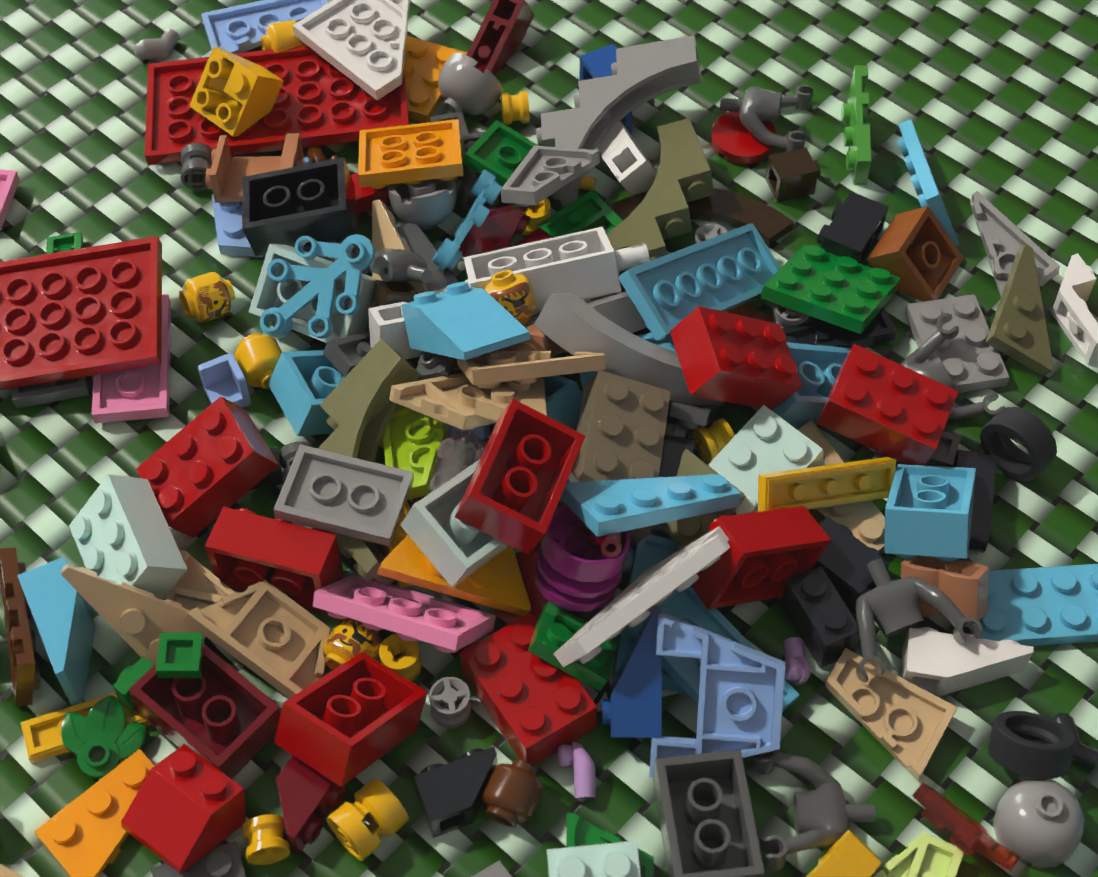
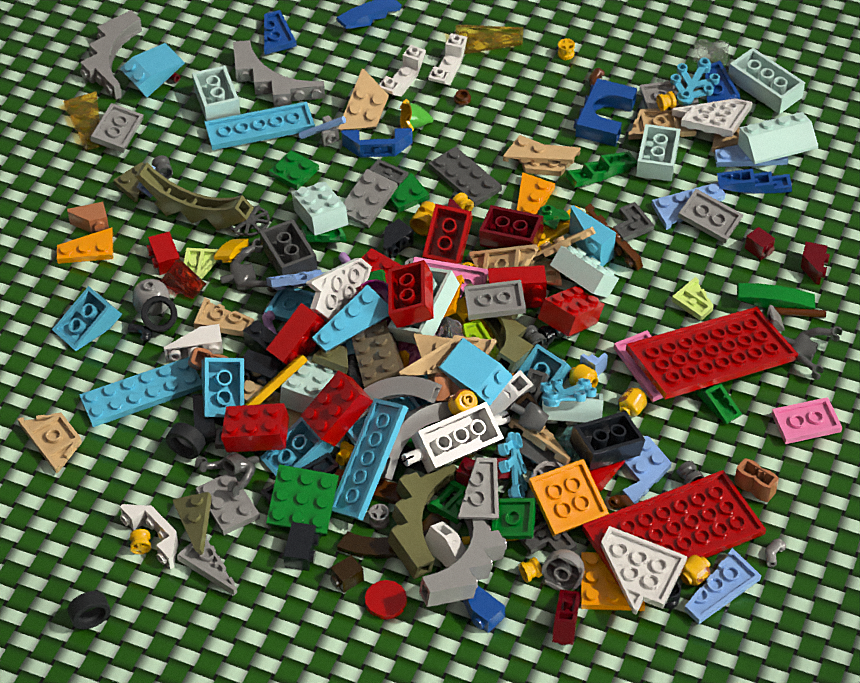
camera: 160 degrees right, 5 degrees down
(110, 120) = (756, 480): none -> nougat brick
(128, 678) = (546, 230): green plate -> none
(180, 655) = (527, 225): green plate -> none
(185, 809) = (497, 195): red slope -> none
(227, 171) = (651, 472): nougat panel -> none
(235, 92) = (689, 507): yellow slope -> none
(512, 793) = (371, 239): reddish brown head -> none
(765, 105) = (378, 606): dark grey piece -> none
(857, 132) = (316, 613): bright green wing -> none
(896, 610) = (226, 343): dark grey piece -> none
(918, 253) = (261, 541): dark orange slope -> none
(922, 177) = (267, 590): medium azure wing -> none

